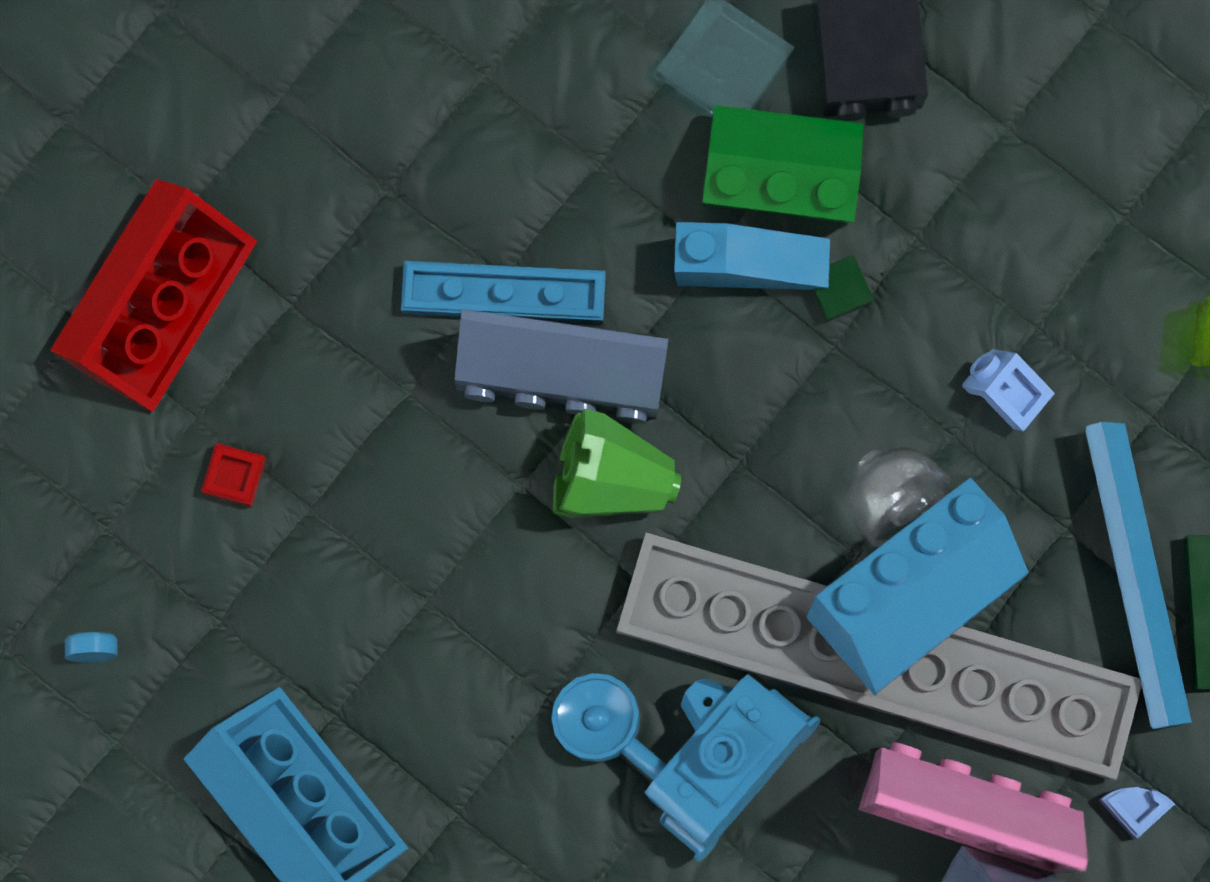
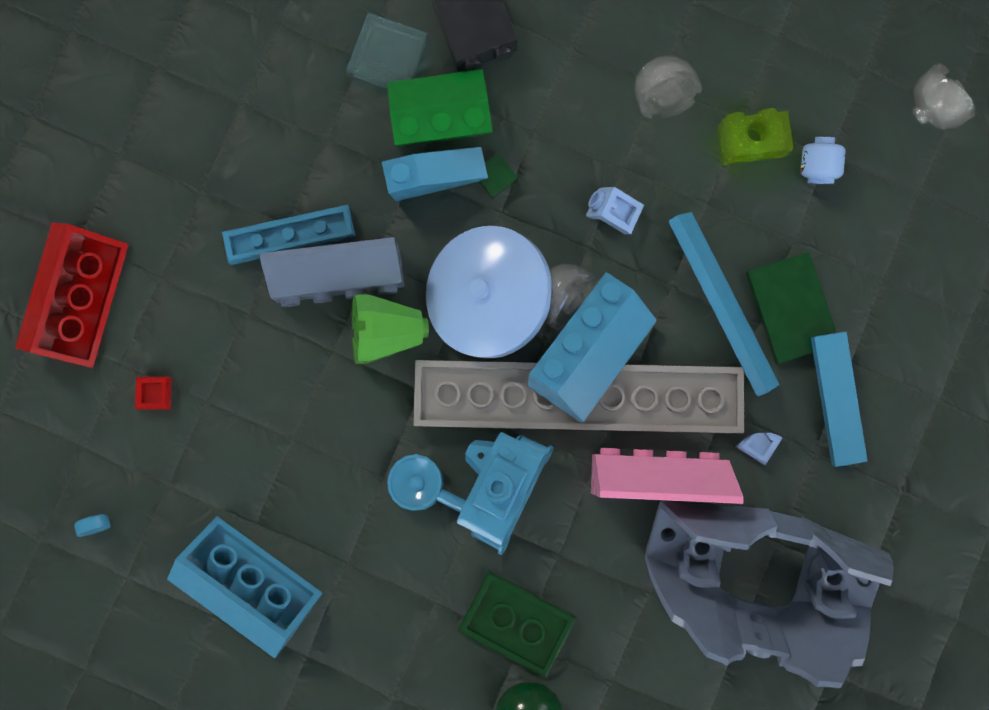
camera: 10 degrees left, 5 degrees up
(784, 460) = (488, 292): none -> light blue dish
(1135, 224) = (666, 86): none -> clear cylinder

